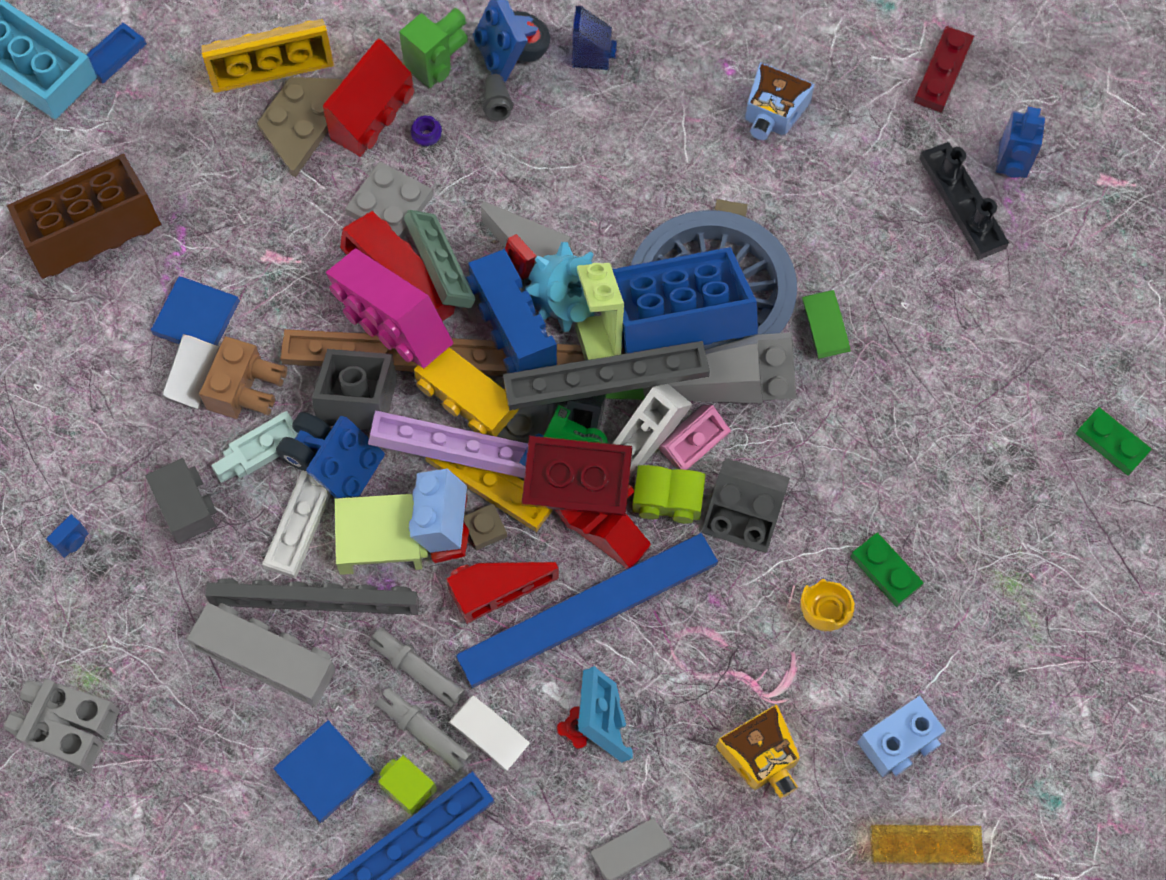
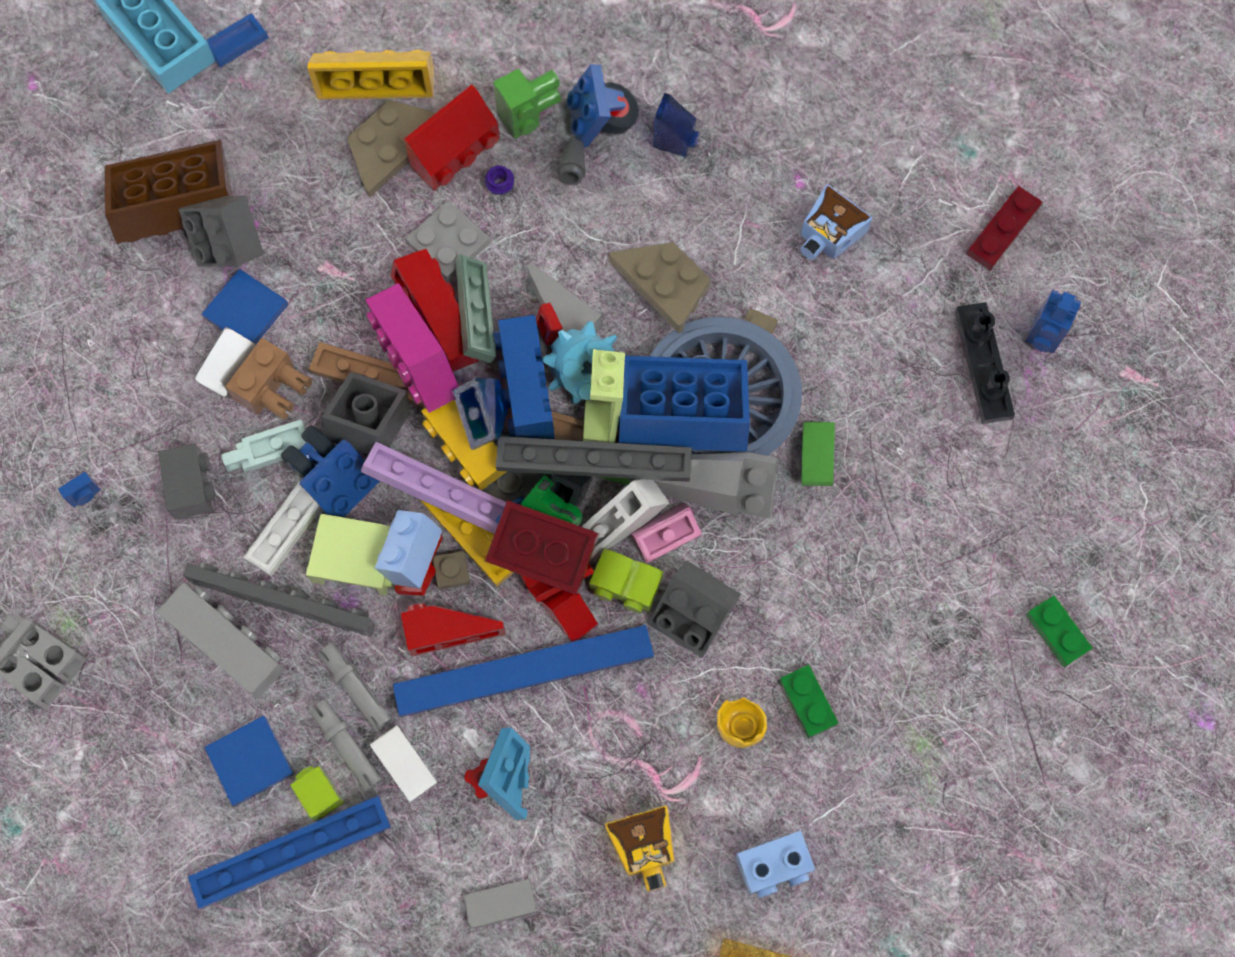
camera: 15 degrees right, 5 degrees up
(152, 241) = (221, 232): none -> dark grey slope
(478, 351) = (481, 410): none -> clear blue slope
(622, 189) = (664, 279): none -> dark tan wing

